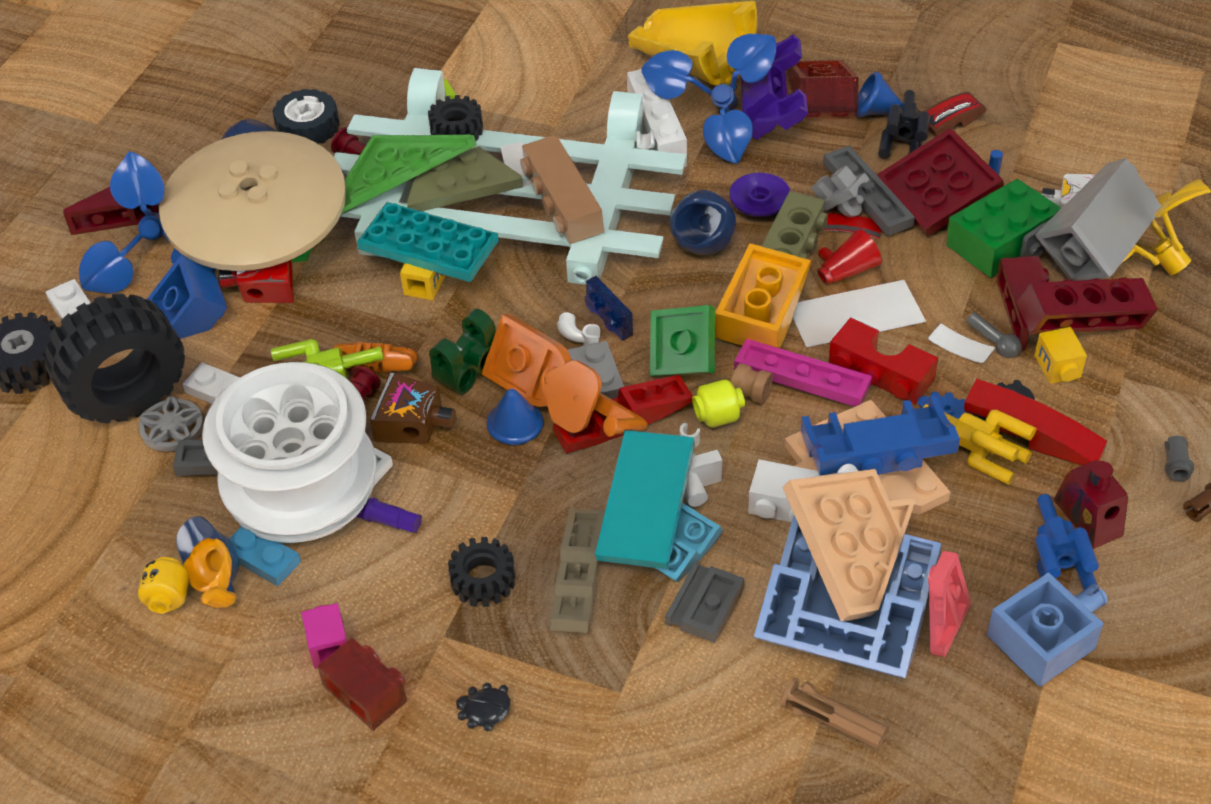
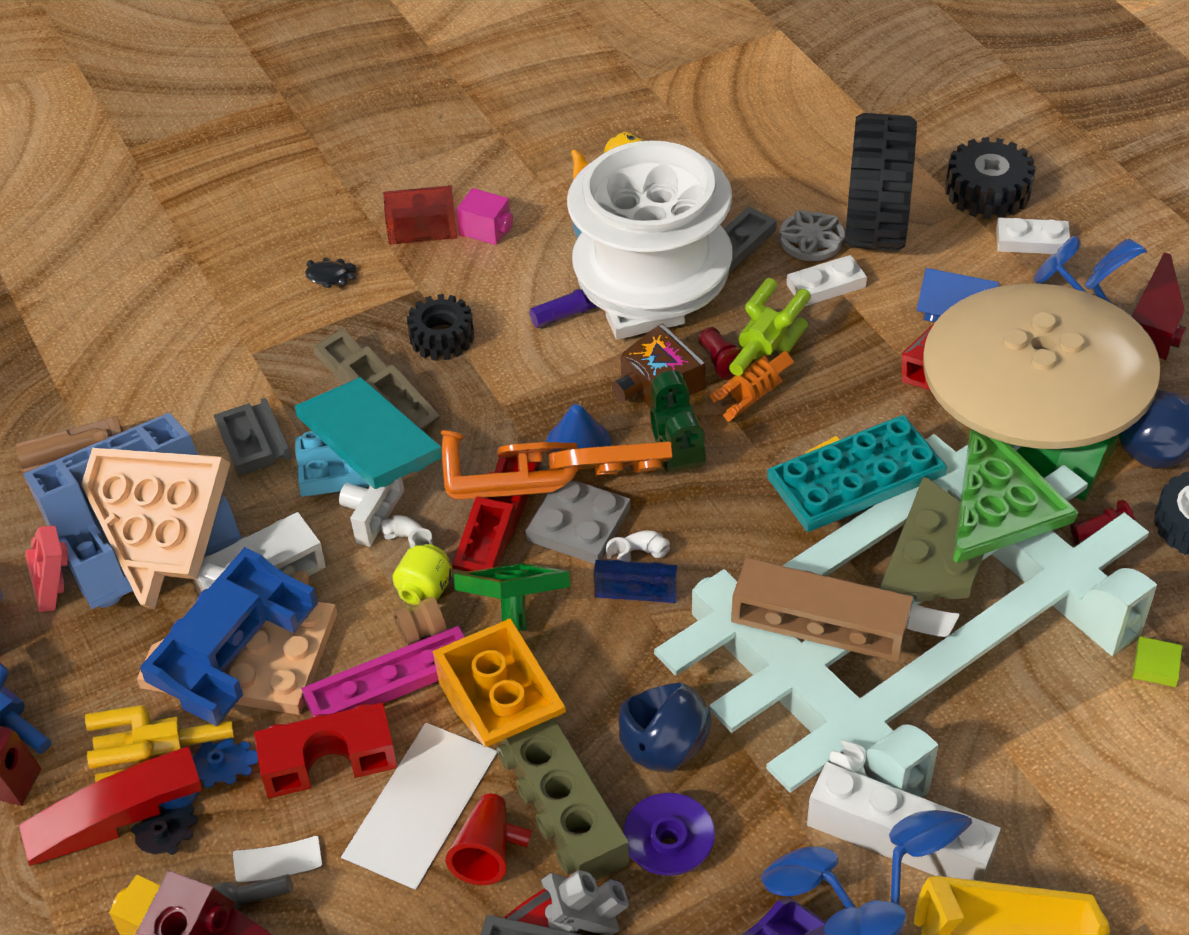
camera: 130 degrees right, 0 degrees up
(463, 111) = (1035, 611): black tyre -> none

